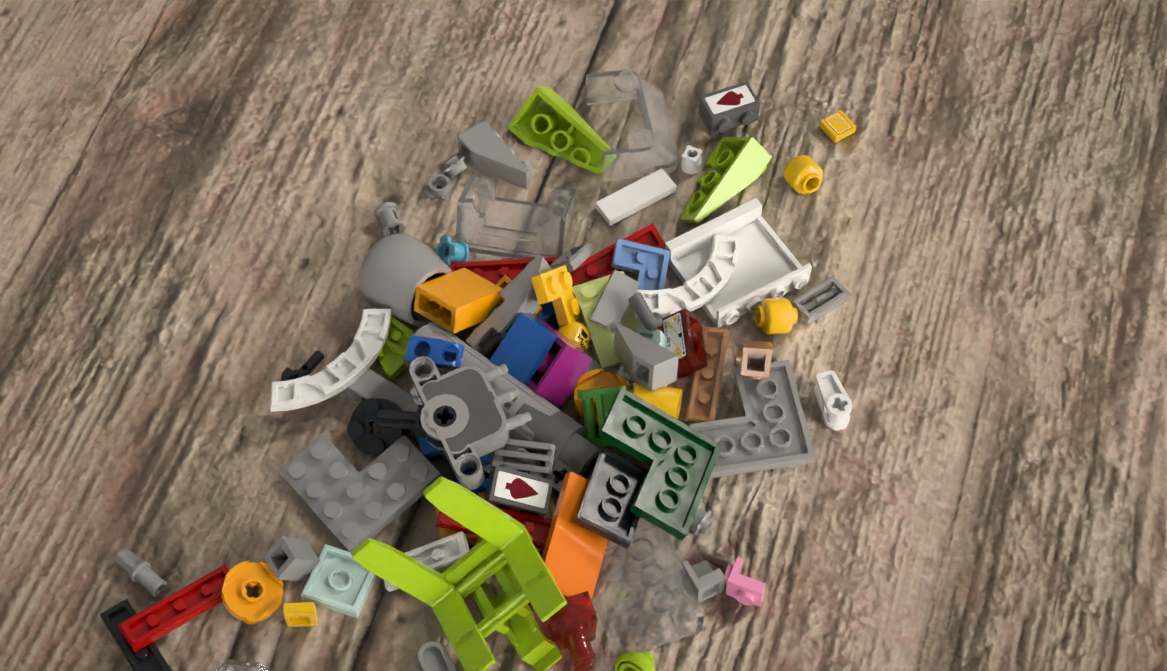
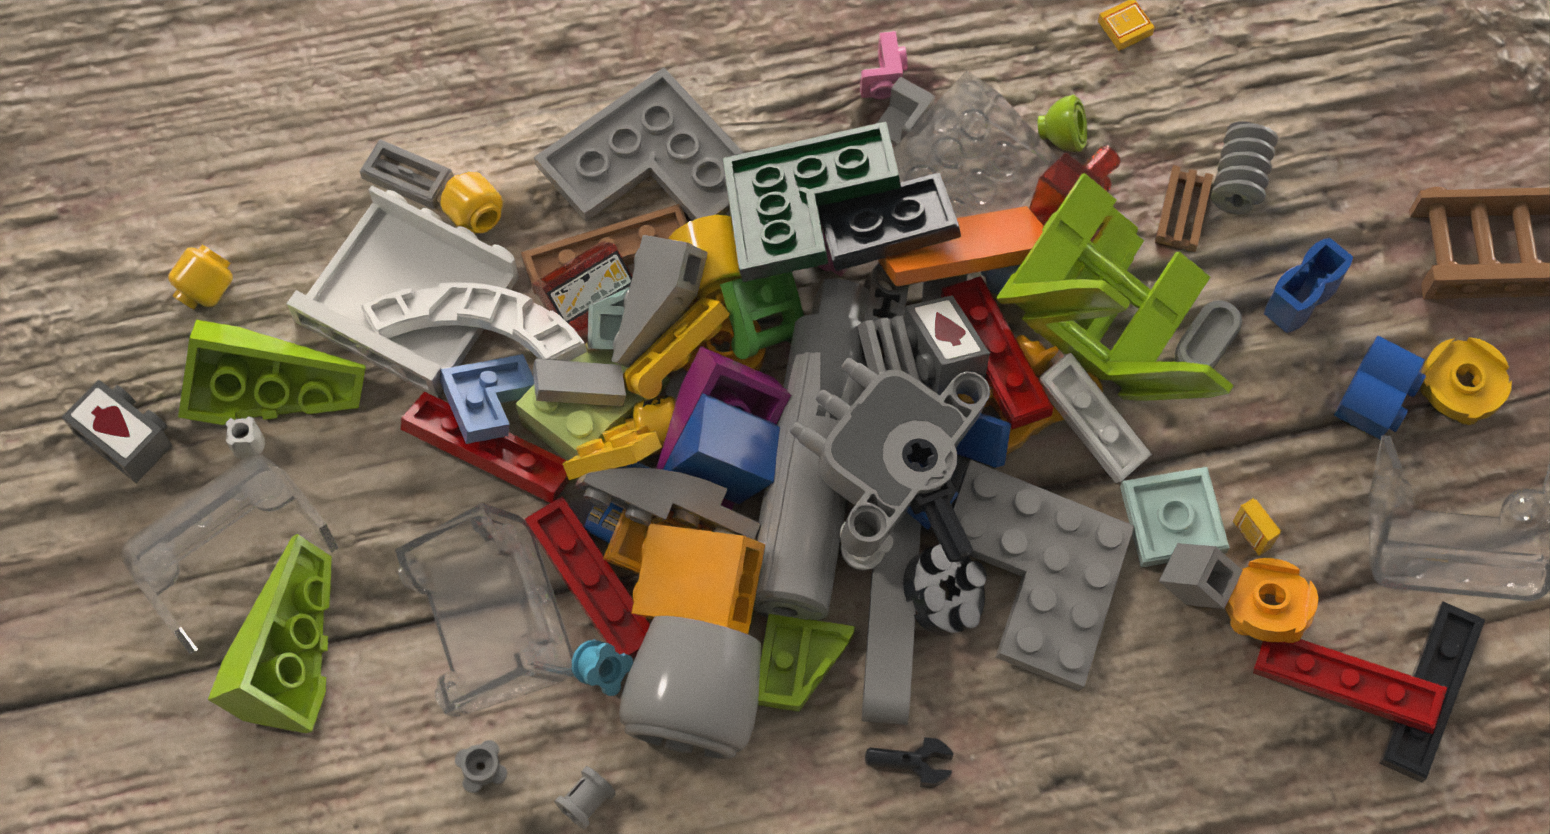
camera: 120 degrees left, 10 degrees up
(140, 571) = (1336, 770): light grey axle -> none
(339, 373) = (894, 679): white tile -> none
(443, 353) = (822, 538): blue leg -> none
(454, 166) = (432, 761): light grey plate -> none
(490, 155) = (380, 725): light grey slope -> none
(574, 257) = (557, 480): light grey tile -> none
(606, 355) = (674, 347): none -> yellow plate
(635, 197) = (350, 482): white tile -> none
(642, 310) = (582, 326): dark grey arm -> none
(754, 359) = (572, 172): medium nougat brick -> none
(832, 400) = (565, 86): white piece -> none
(837, 126) = (76, 282): yellow tile -> none

